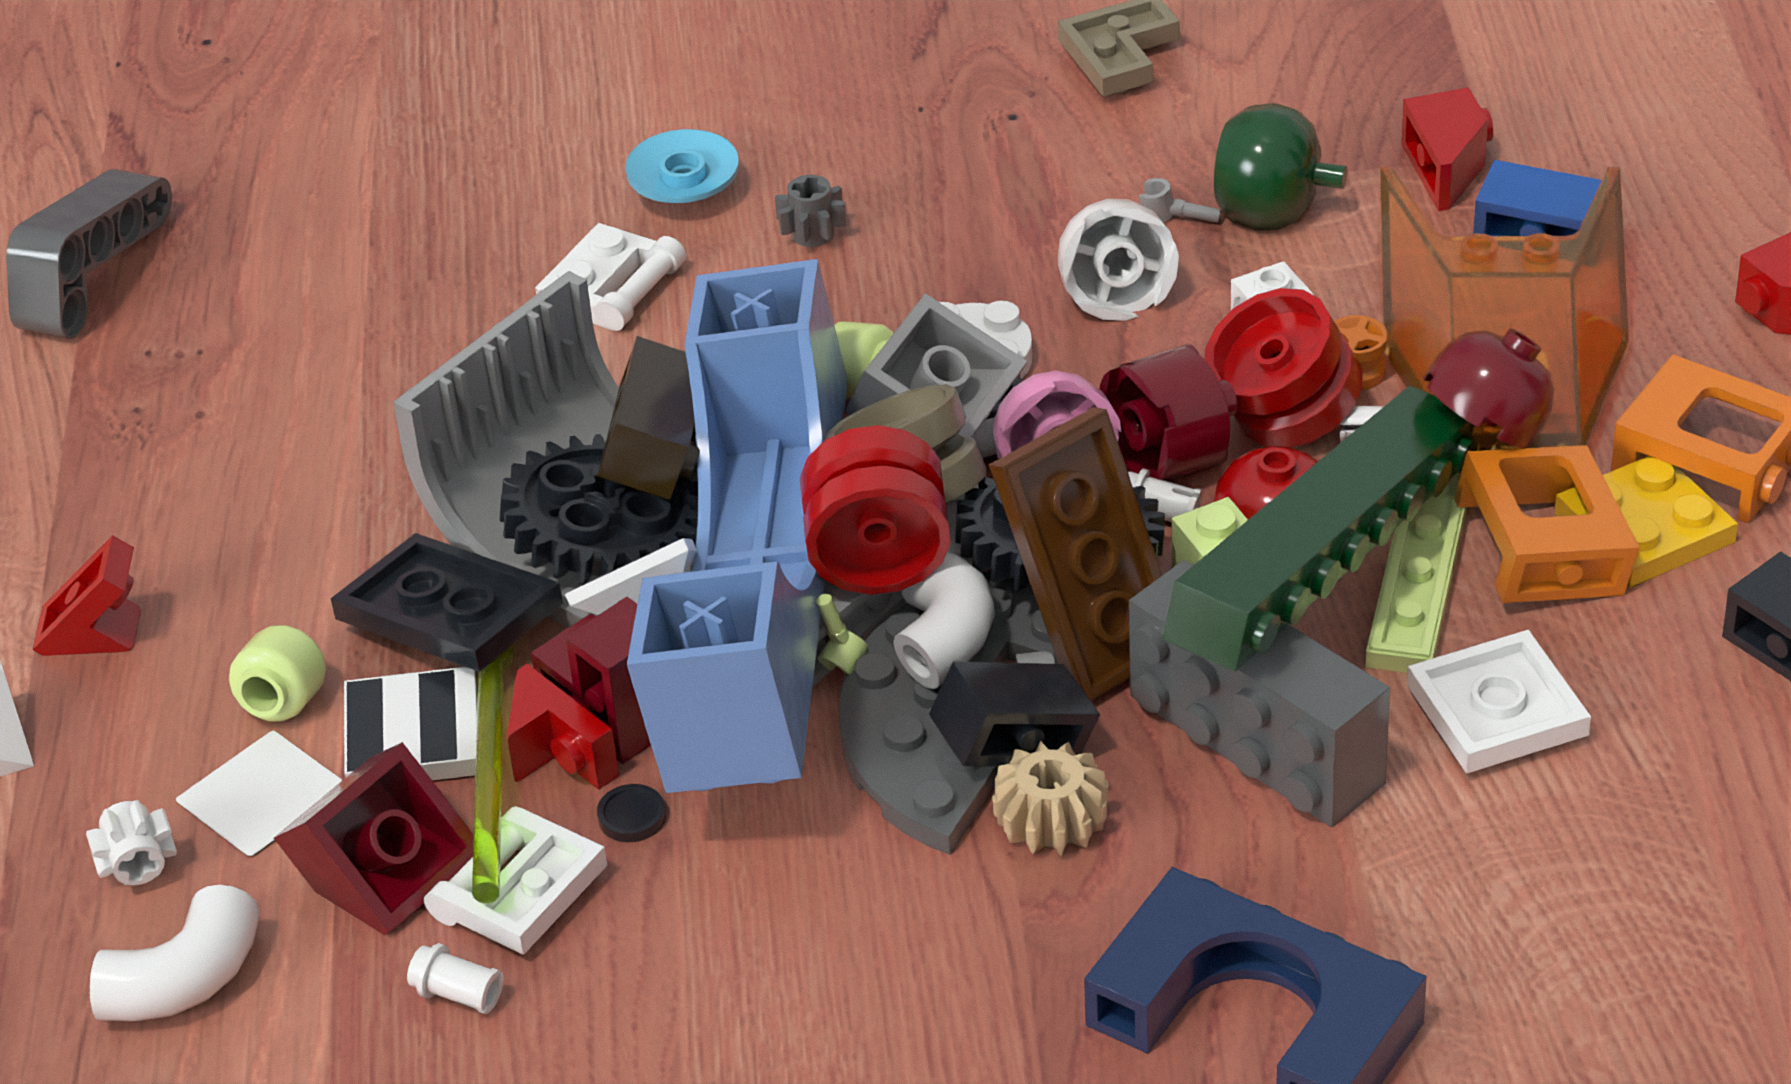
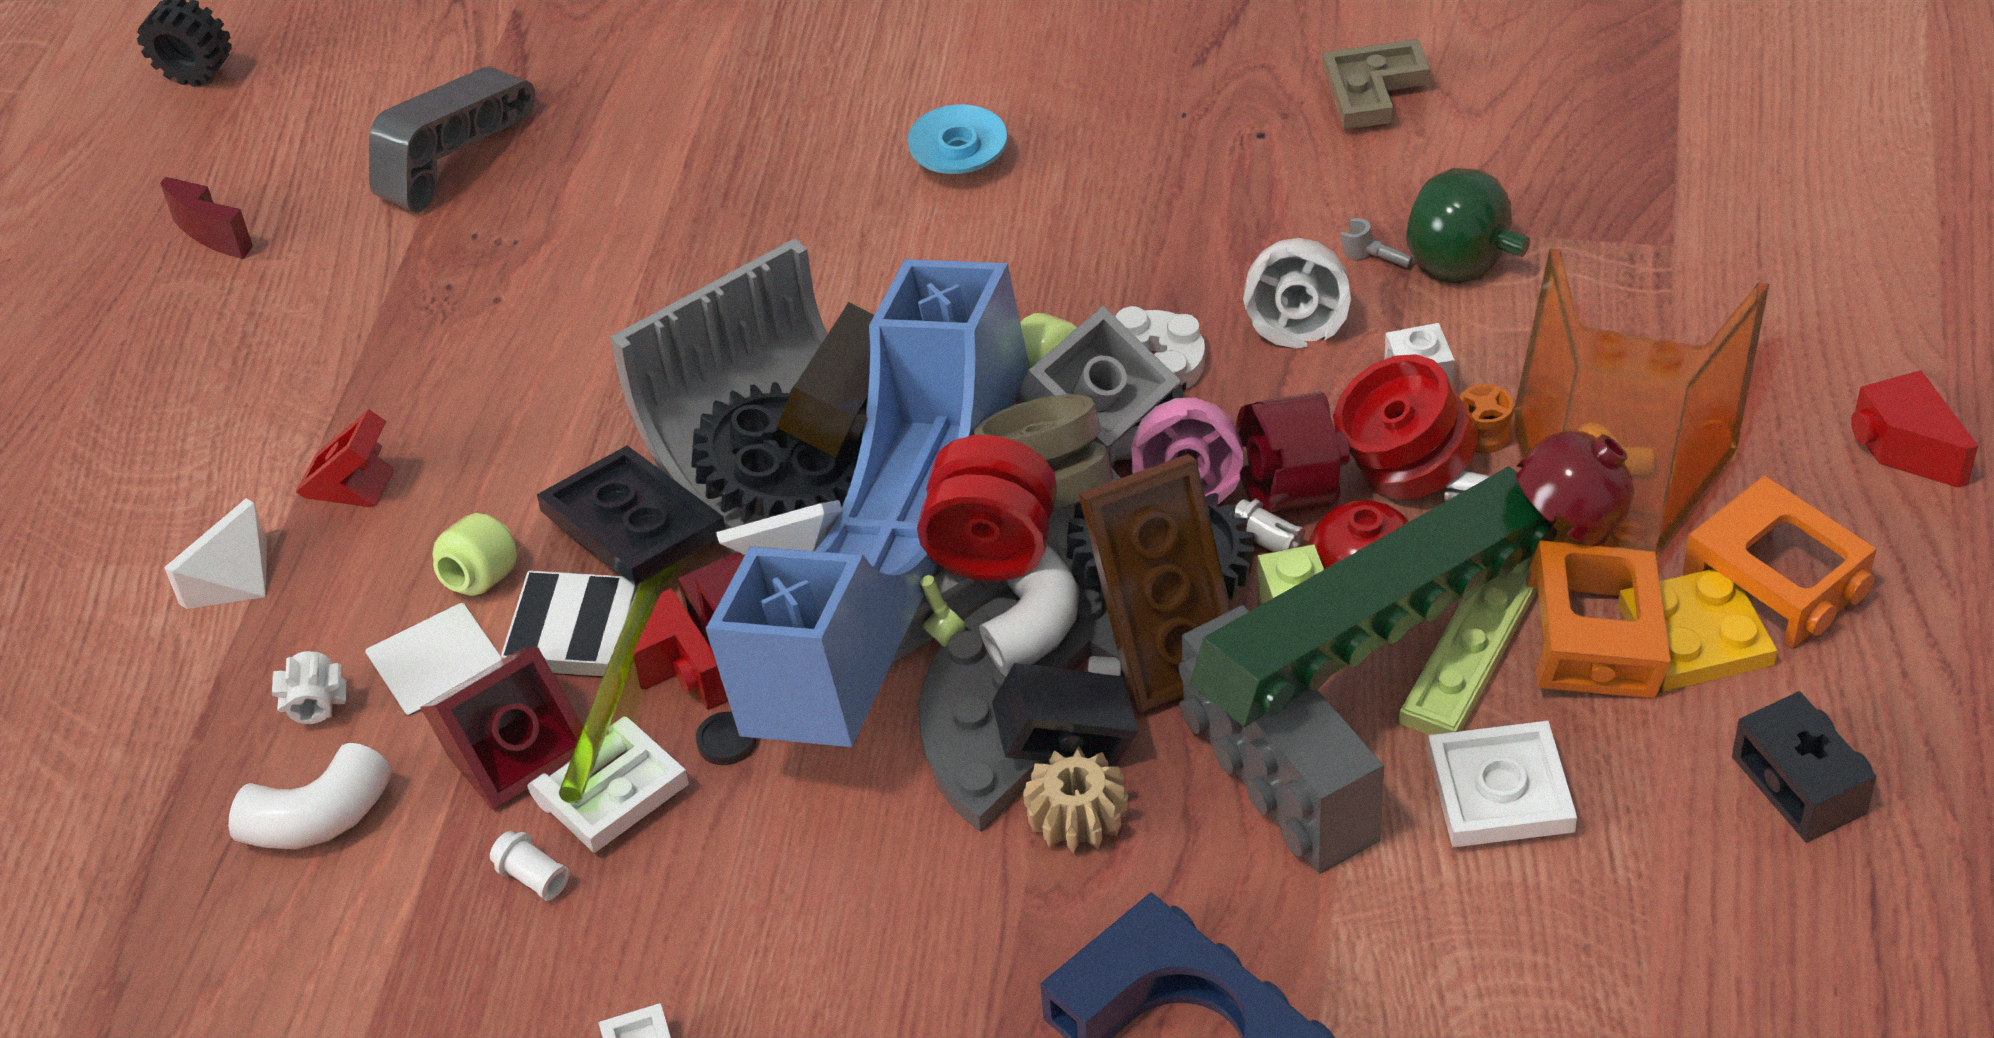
camera: 15 degrees right, 5 degrees up
(607, 260) = (866, 230): white plate -> none
(810, 210) = (1052, 199): dark grey gear -> none
(1446, 141) = (1633, 226): red slope -> none
(1532, 201) = (1683, 302): blue brick -> none

